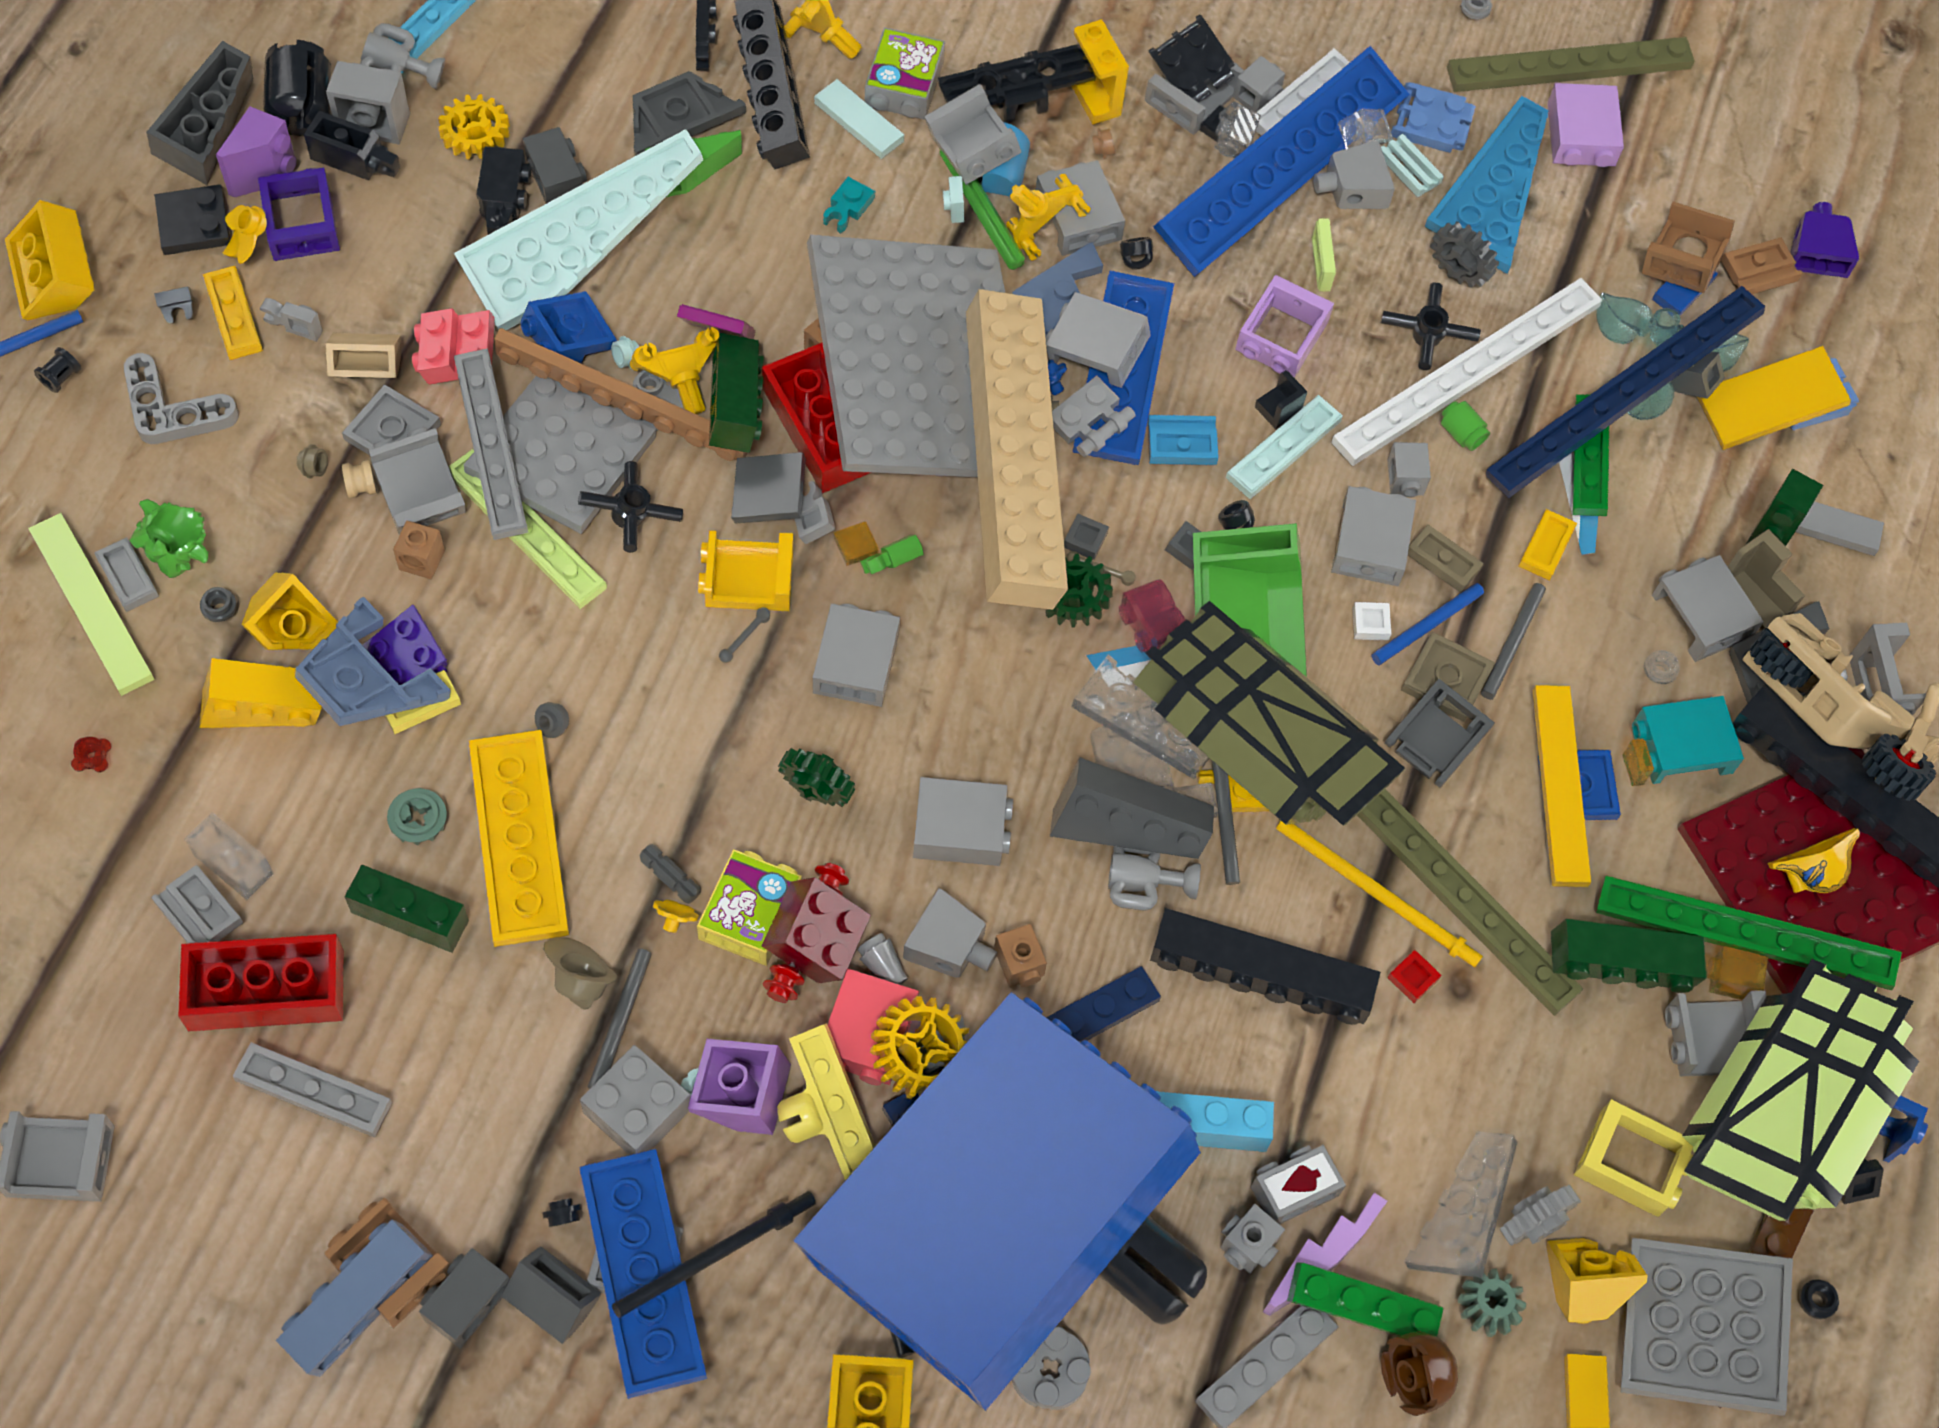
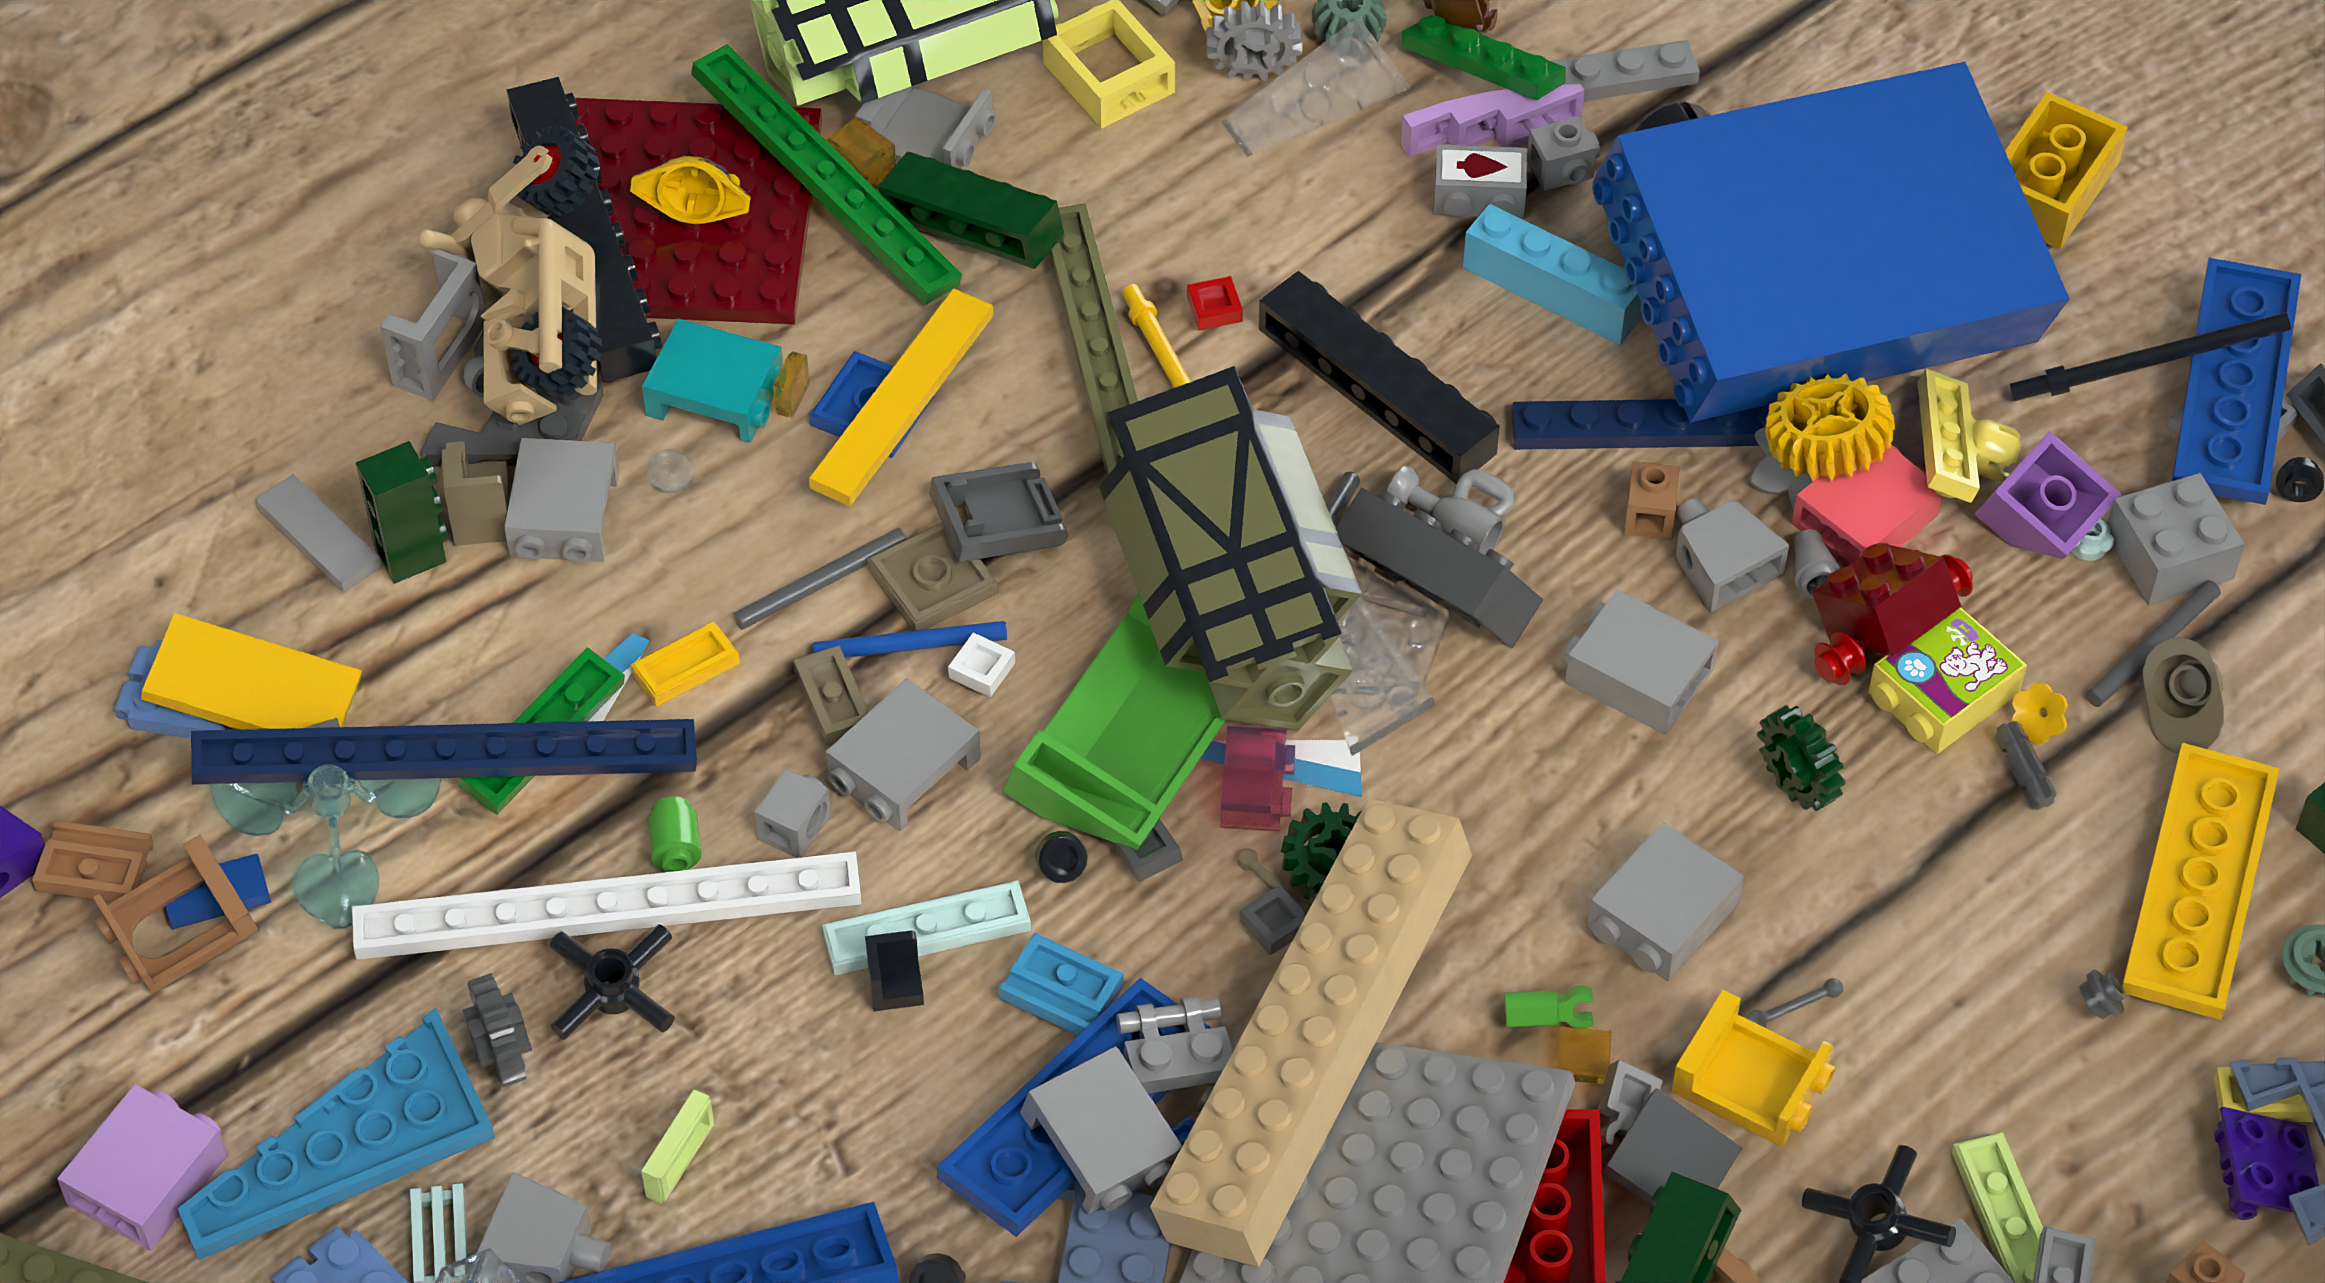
camera: 145 degrees left, 10 degrees down
(1284, 296) = (795, 1033): lavender window -> none

